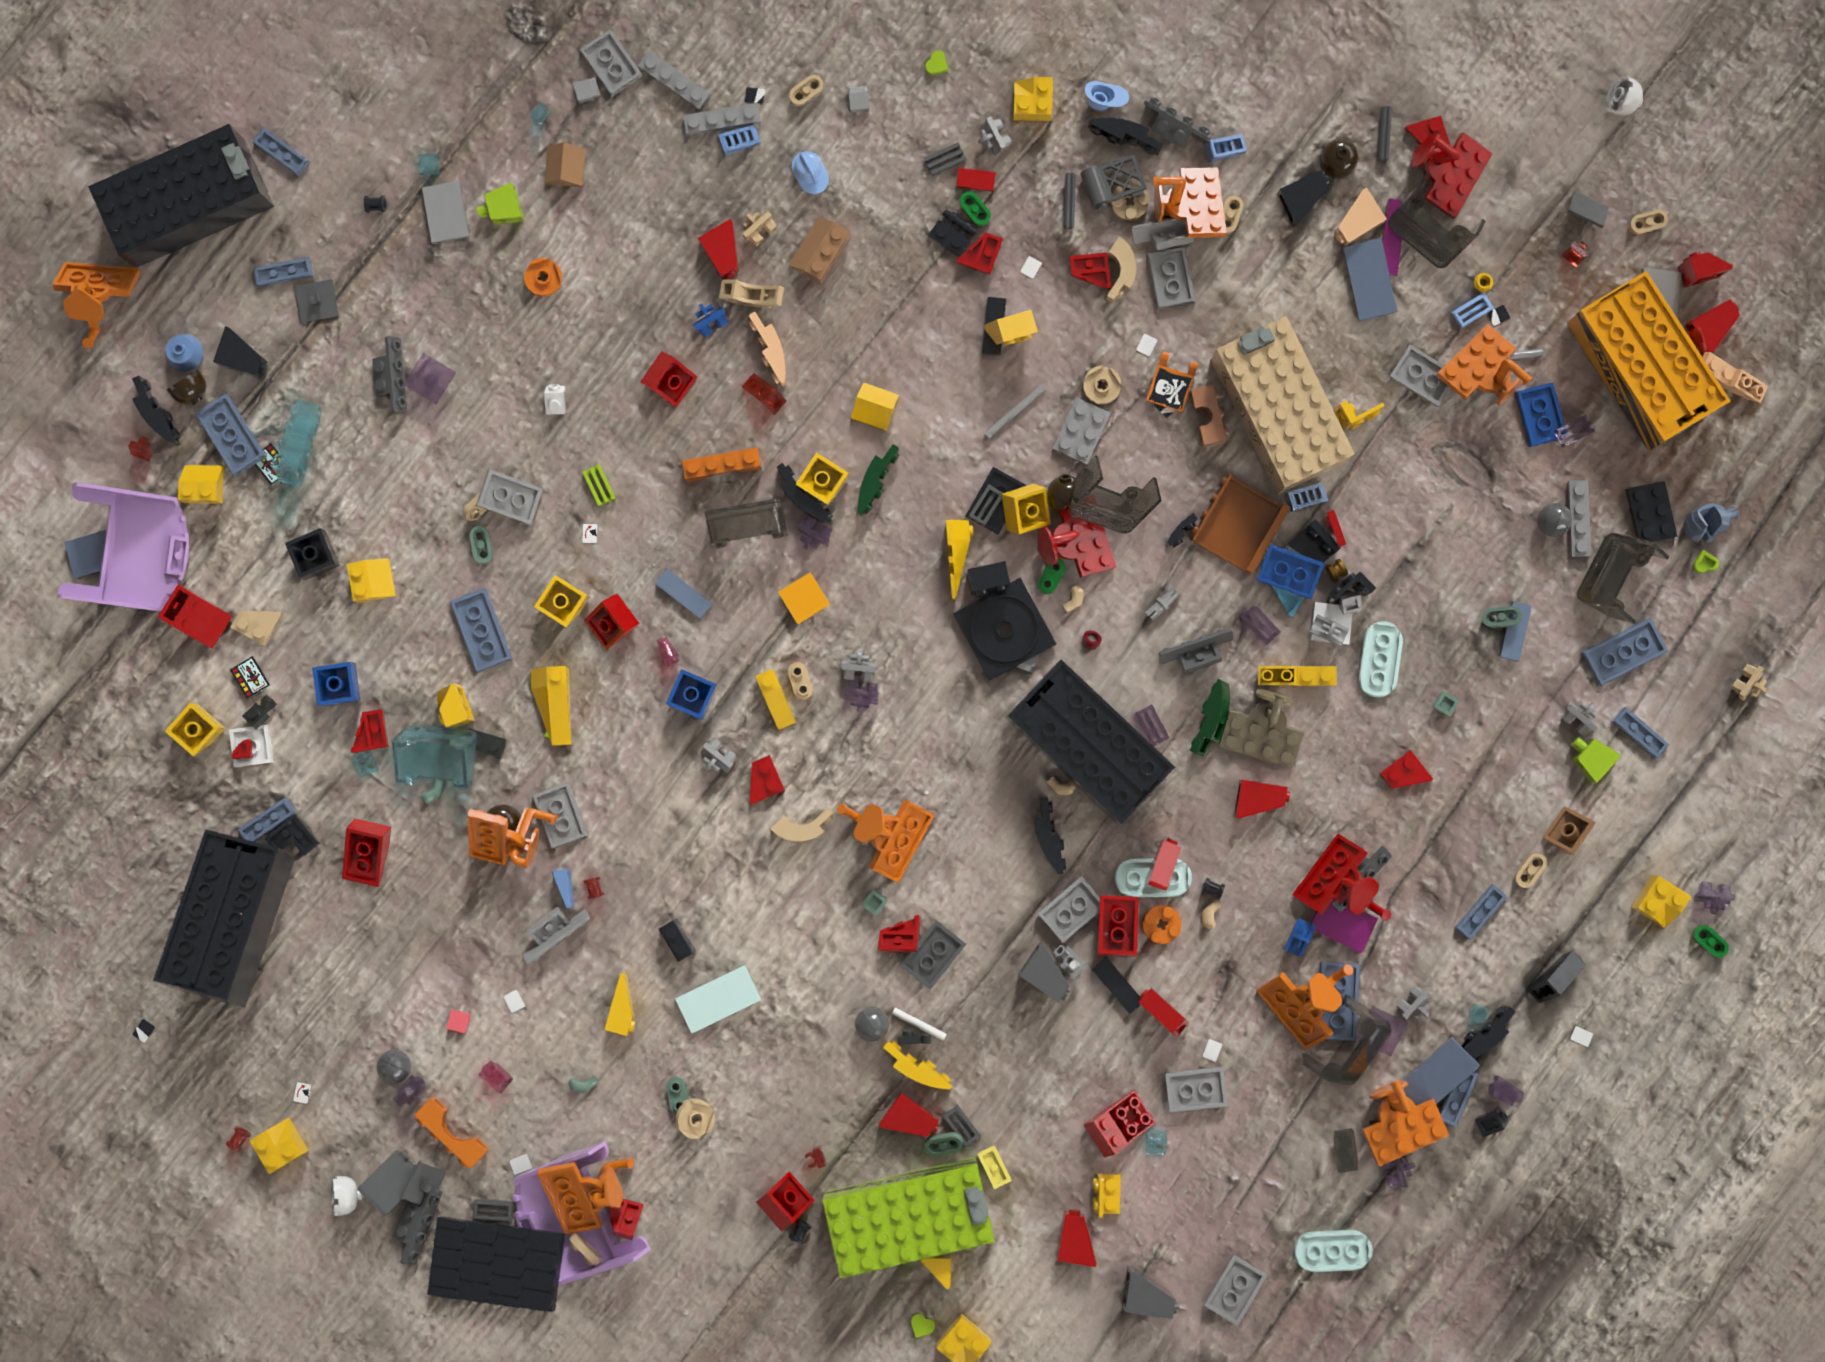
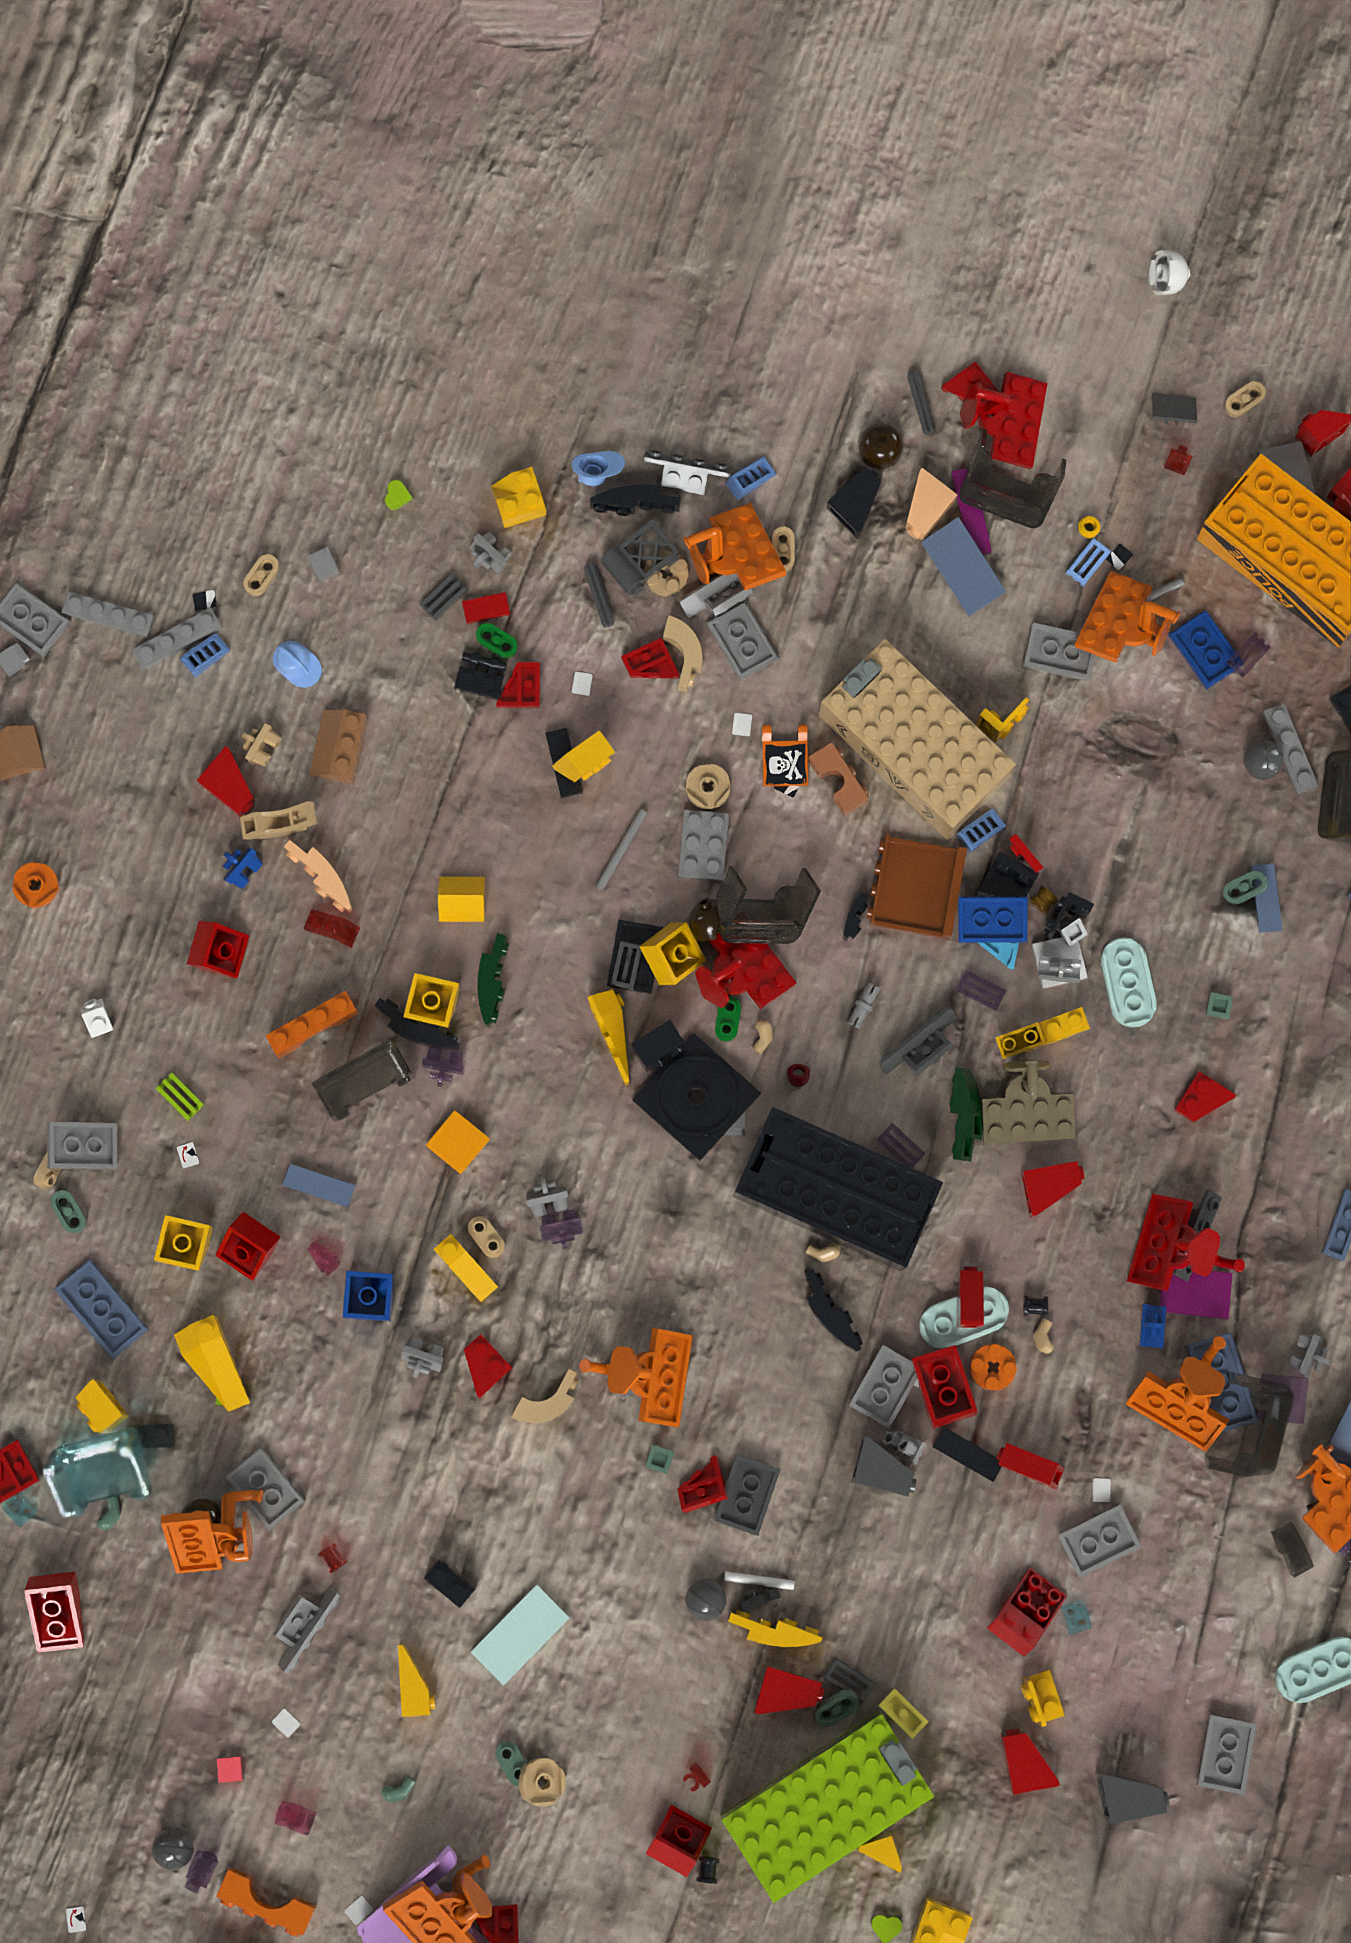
camera: 25 degrees left, 5 degrees down
(564, 884) = (297, 1565): medium blue slope -> none

